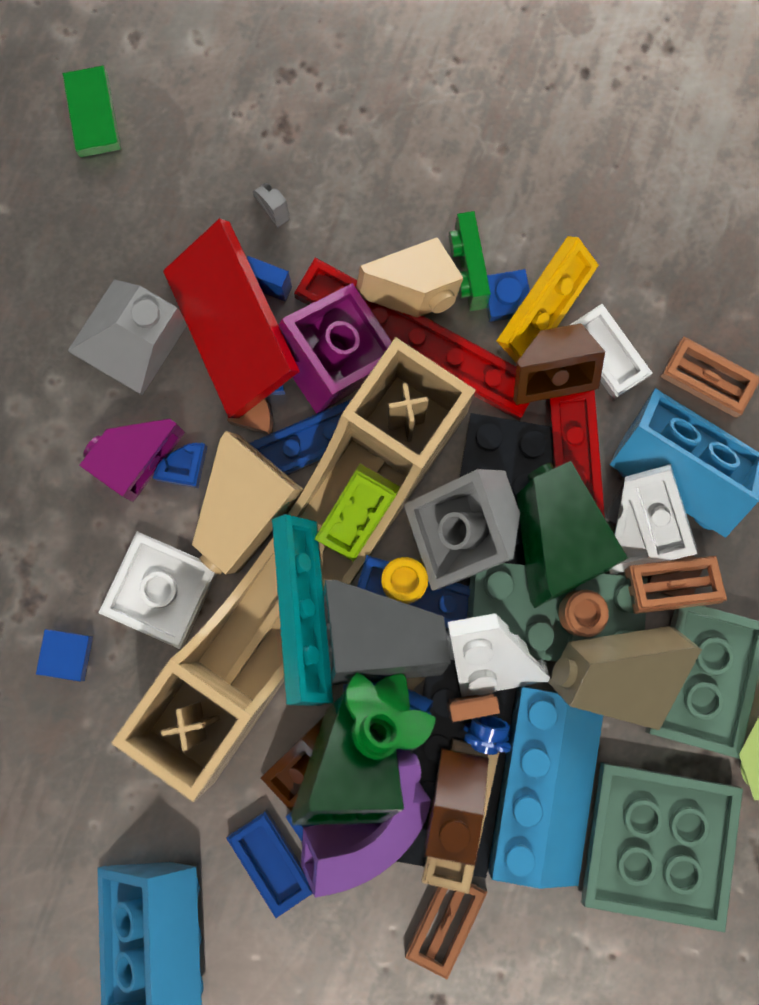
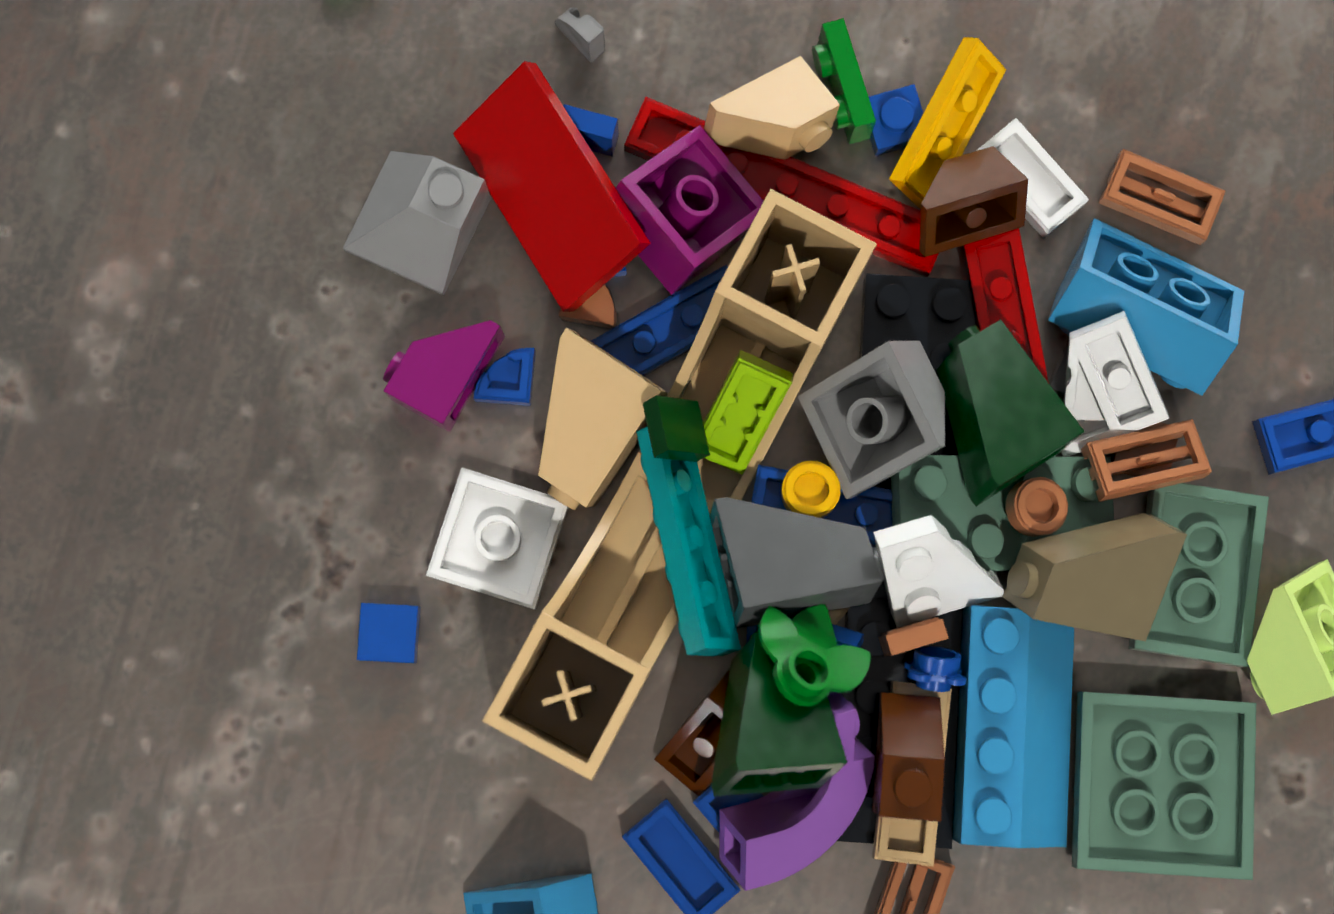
camera: 10 degrees left, 0 degrees up
(302, 520) = (676, 429): none -> dark green tile

